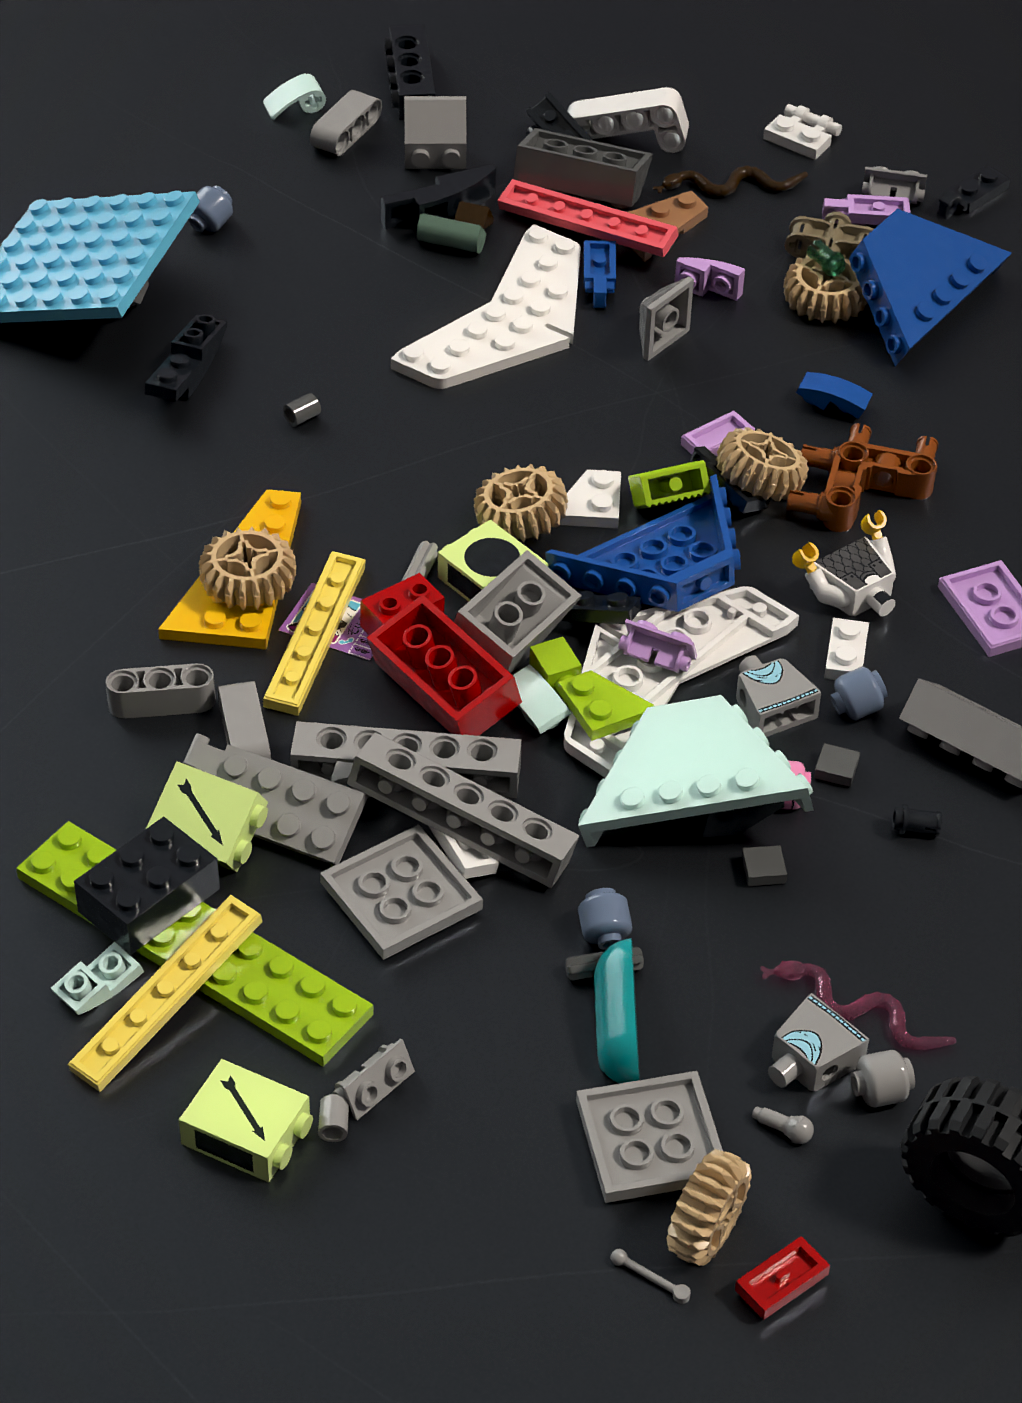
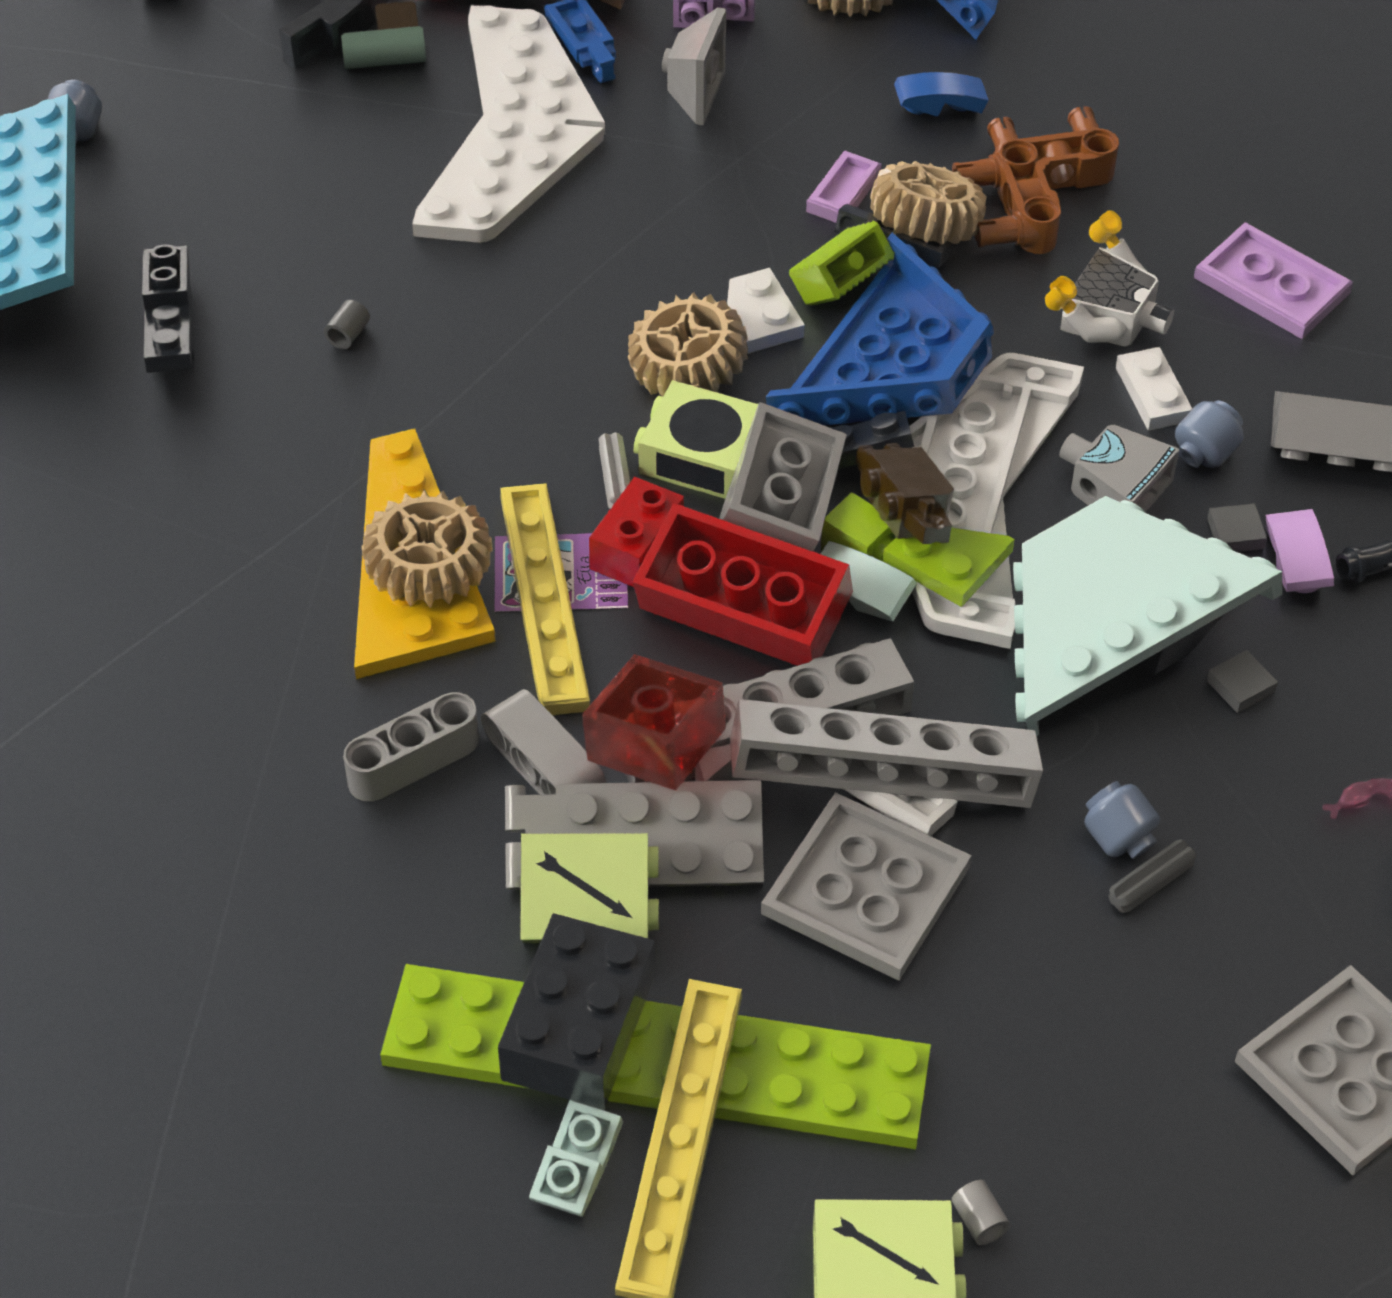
camera: 25 degrees left, 5 degrees up
(310, 725) = (654, 721): none -> clear red brick
(377, 1079) = (999, 1118): light grey hinge -> none
(594, 647) = (906, 491): none -> dark brown hinge
(616, 1013) = (1220, 932): teal brick -> none
(672, 648) = (983, 458): lavender hinge -> none
(868, 795) = (1300, 551): none -> lavender slope

